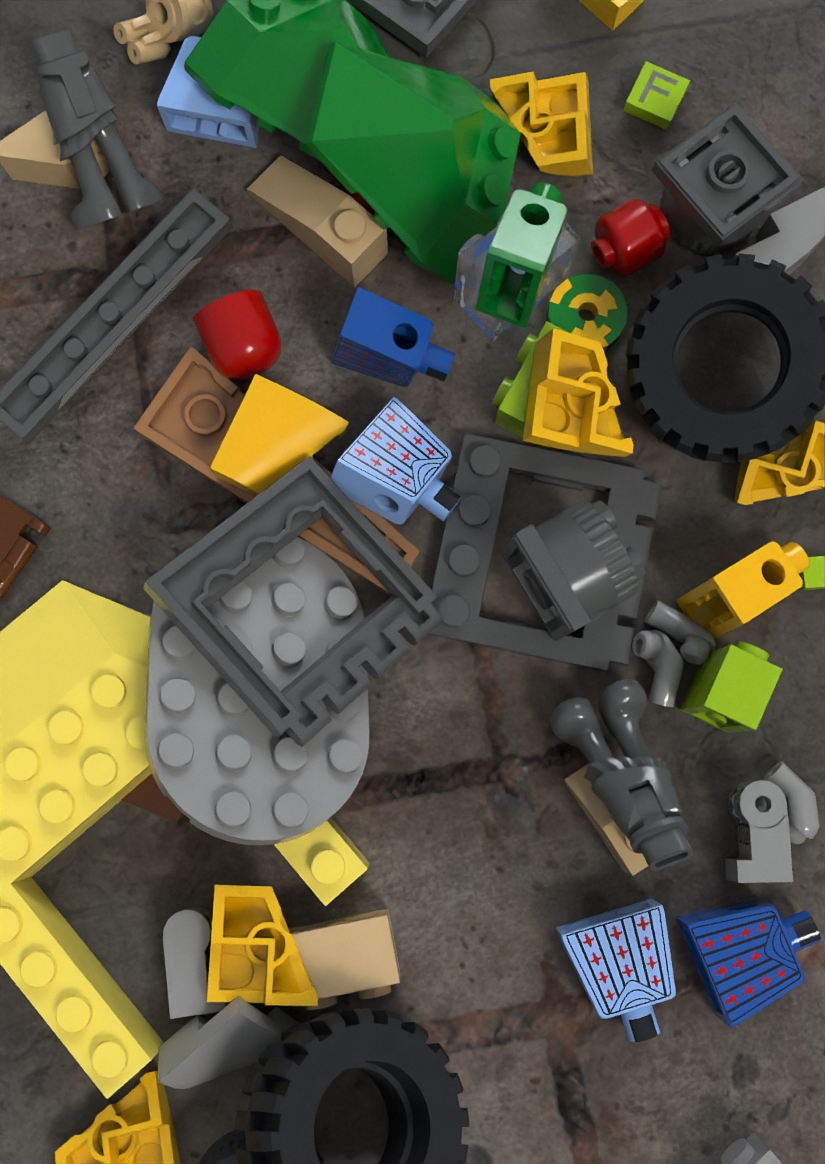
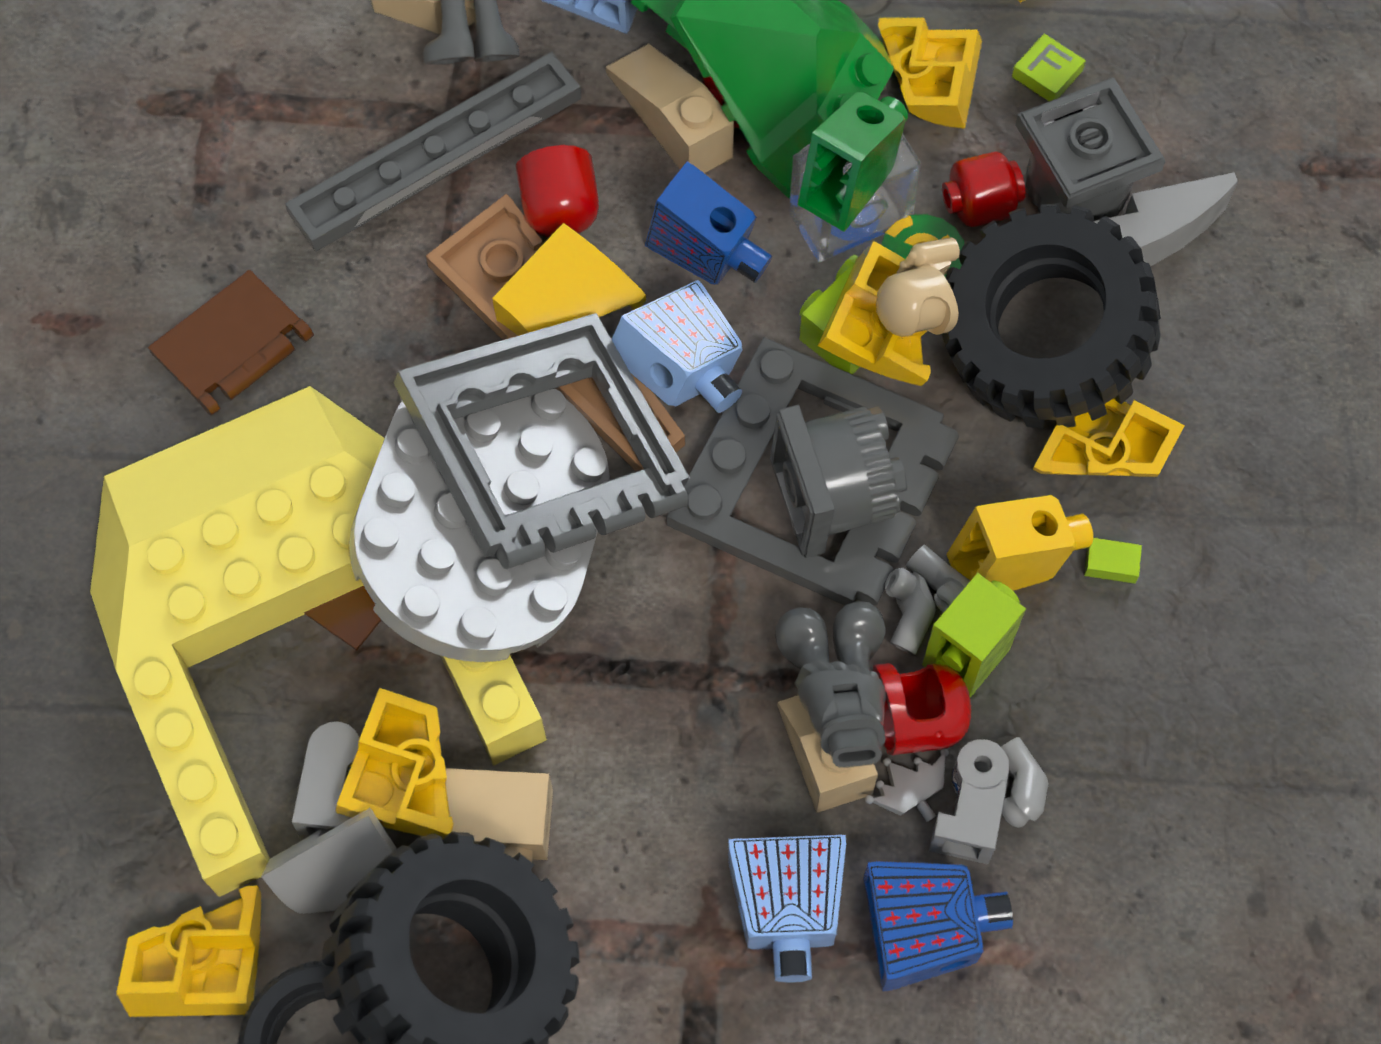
camera: 15 degrees right, 15 degrees down
(613, 377) = (919, 293): none -> tan piece
(701, 760) = (923, 708): none -> red helmet
(706, 824) = (911, 787): none -> light grey piece

